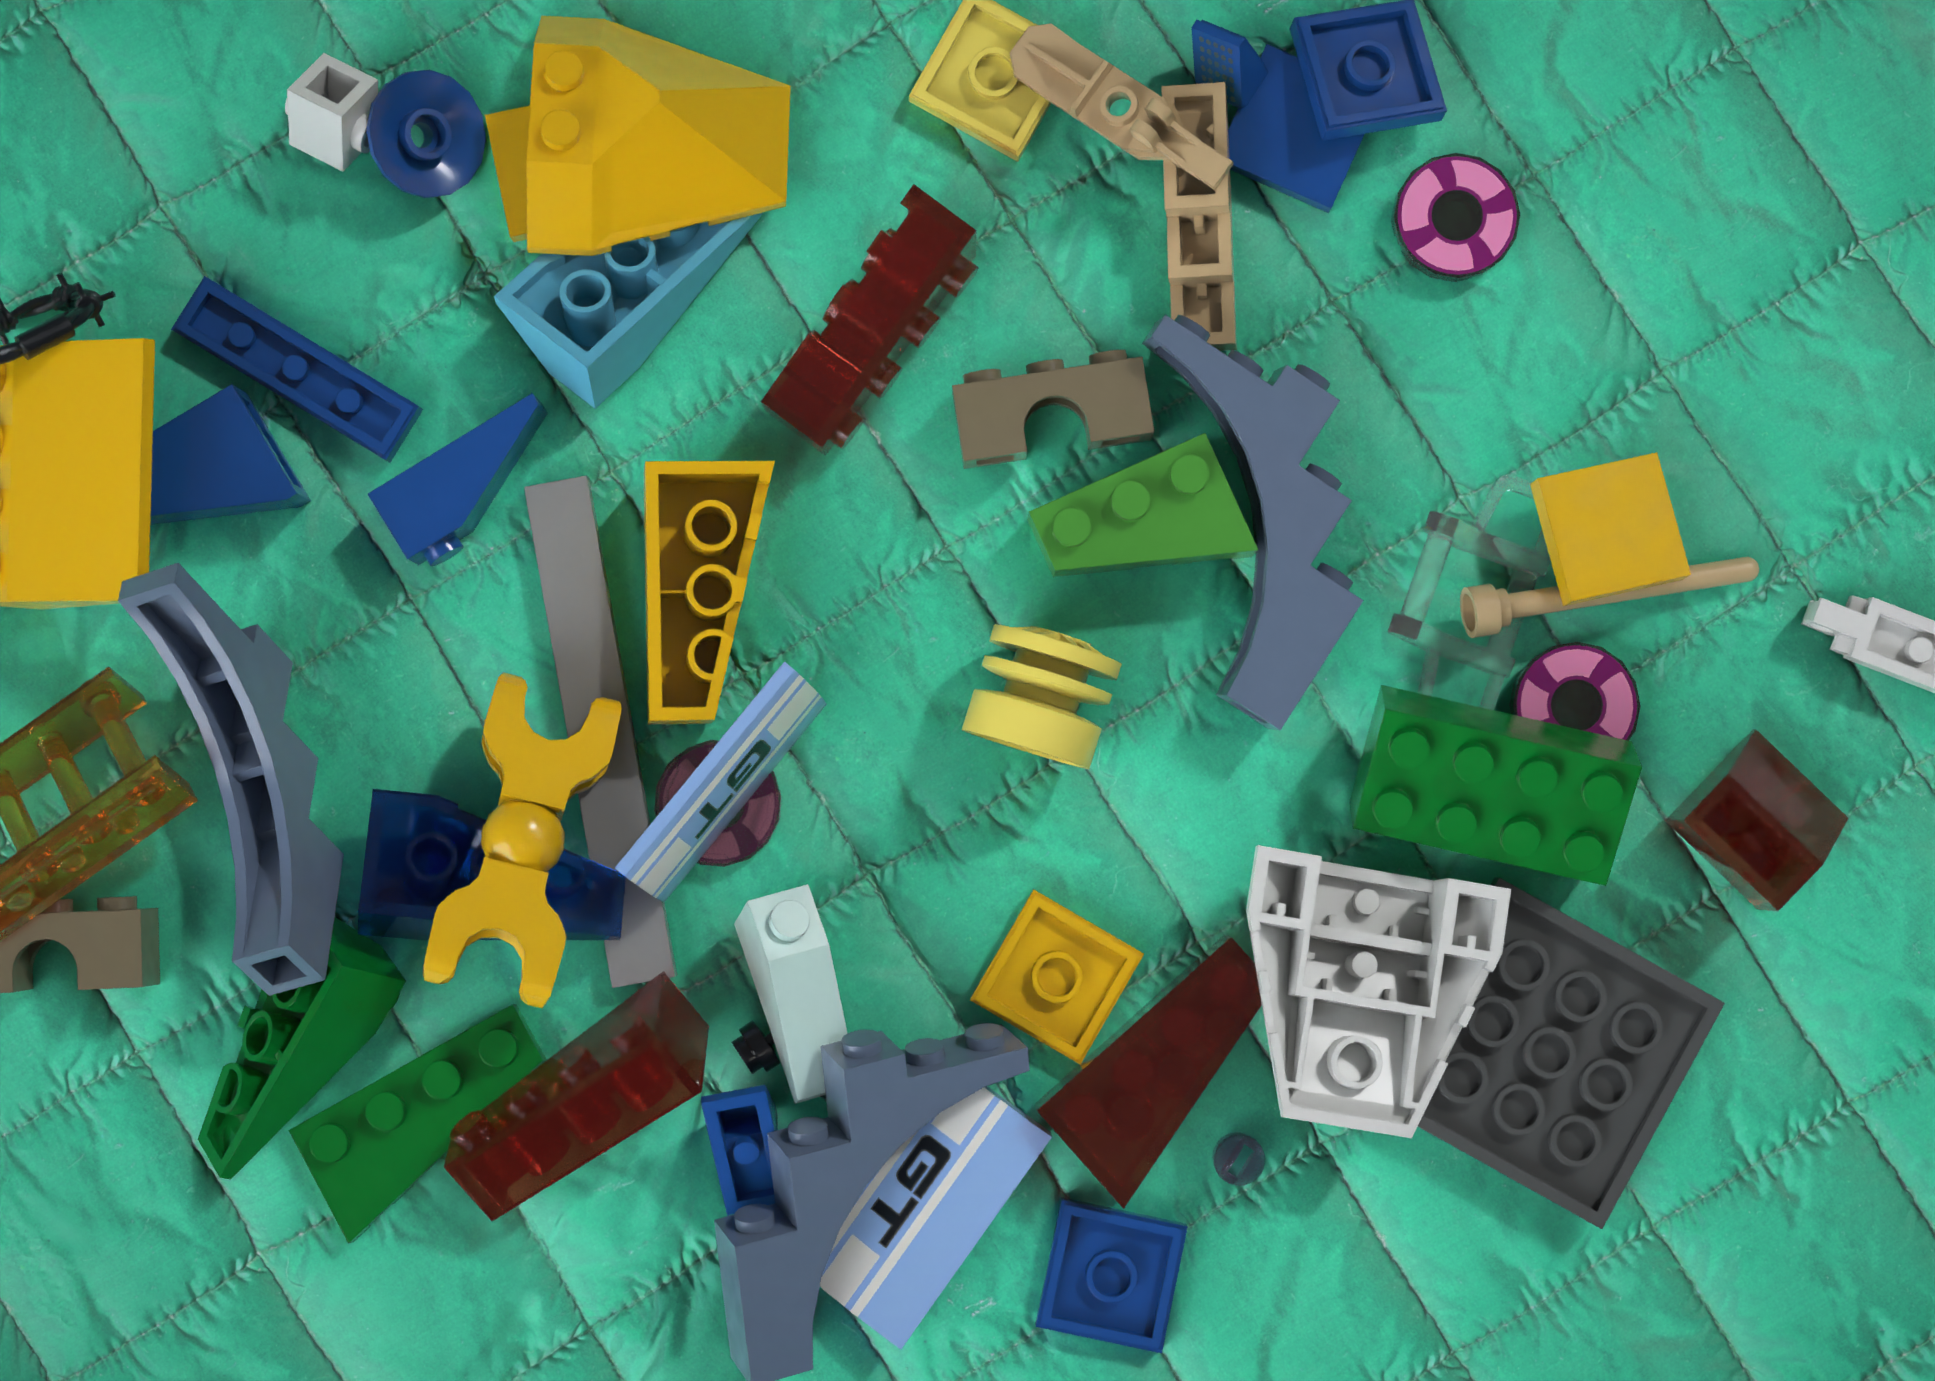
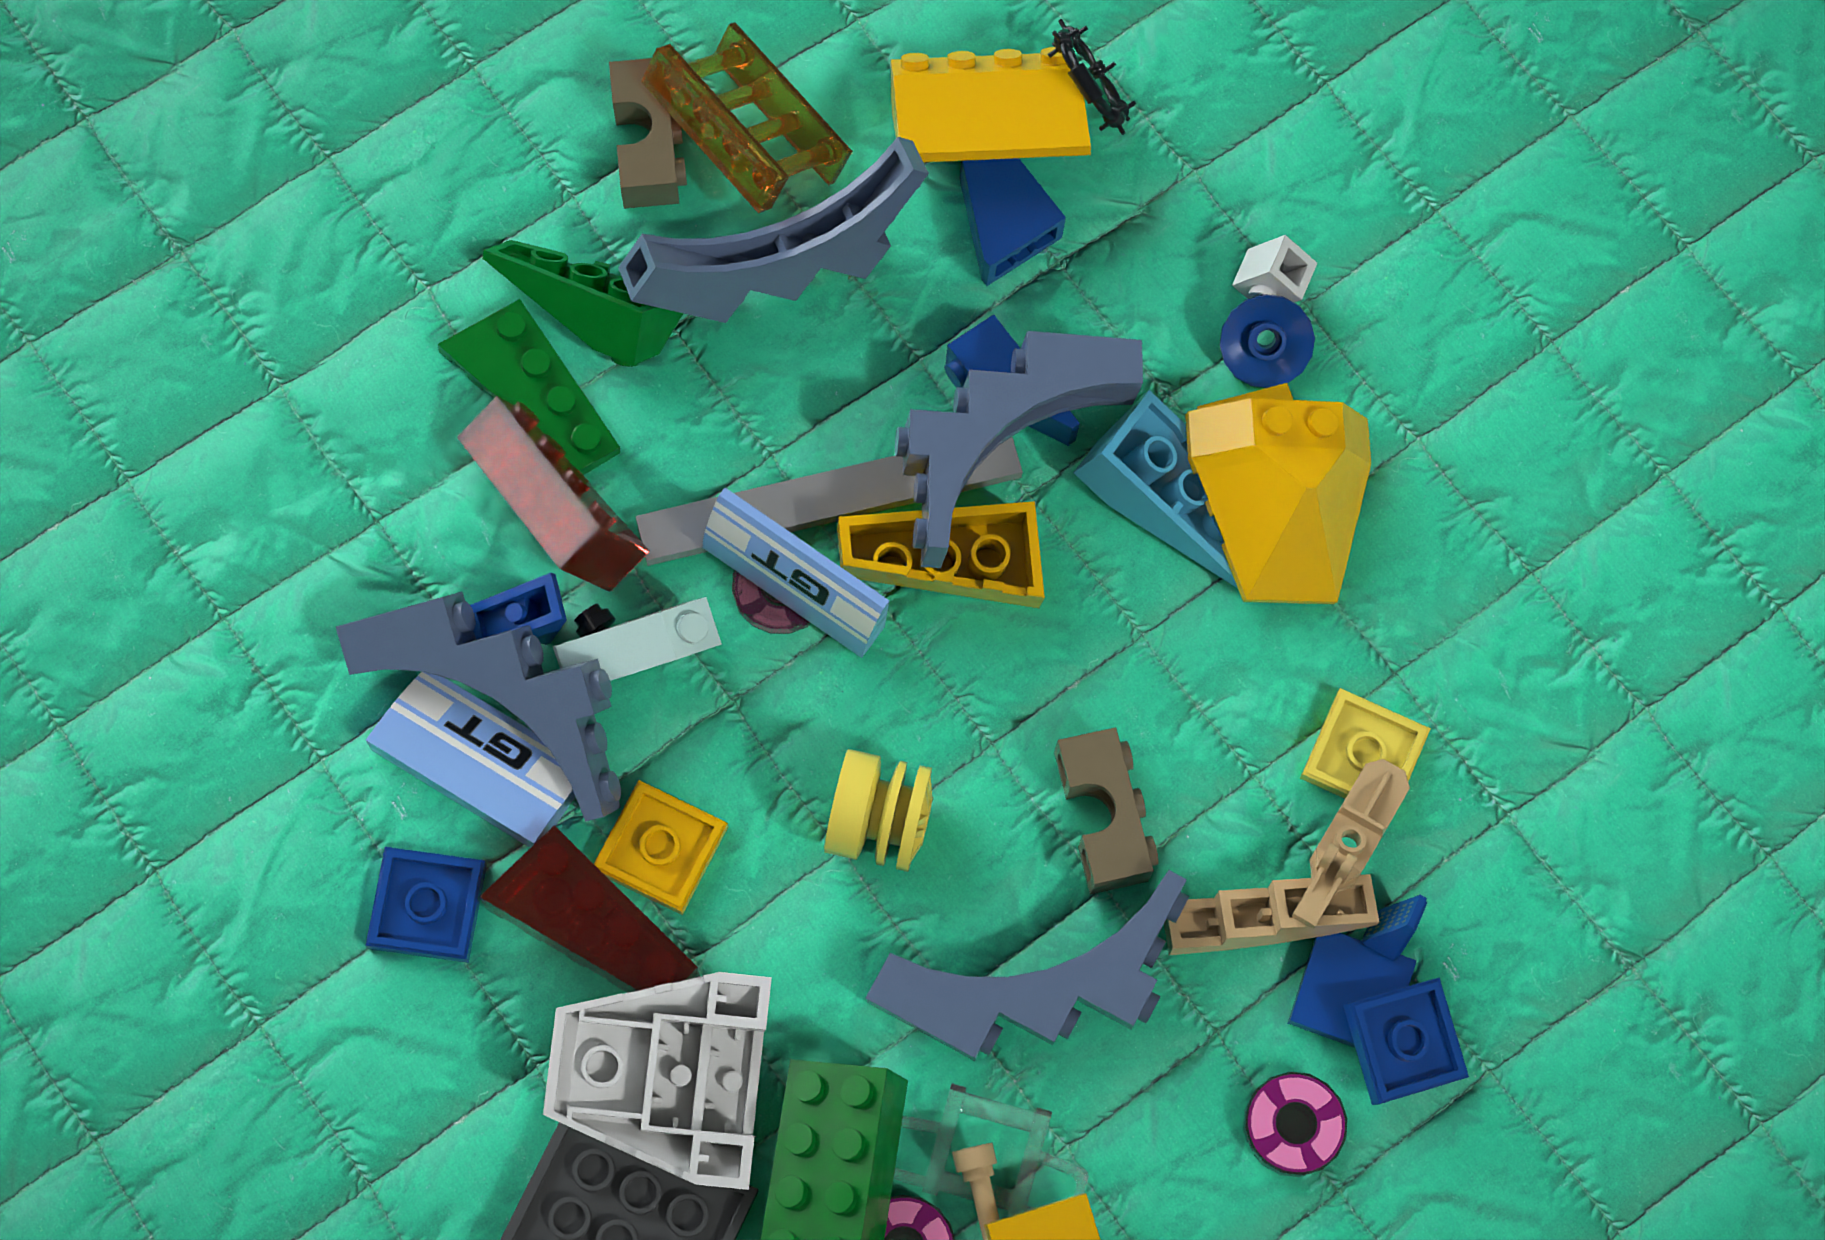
camera: 80 degrees right, 15 degrees down
(297, 369) = (1085, 262): blue tile -> none
(429, 848) = (712, 405): clear blue wedge -> none
(522, 840) = (742, 433): yellow piece -> none
(570, 570) = (1046, 378): none -> sand blue arch
(874, 323) = (1158, 668): clear red wedge -> none
(1146, 515) = (1028, 885): bright green wedge -> none
(1228, 1150) = (516, 1008): hinge -> none

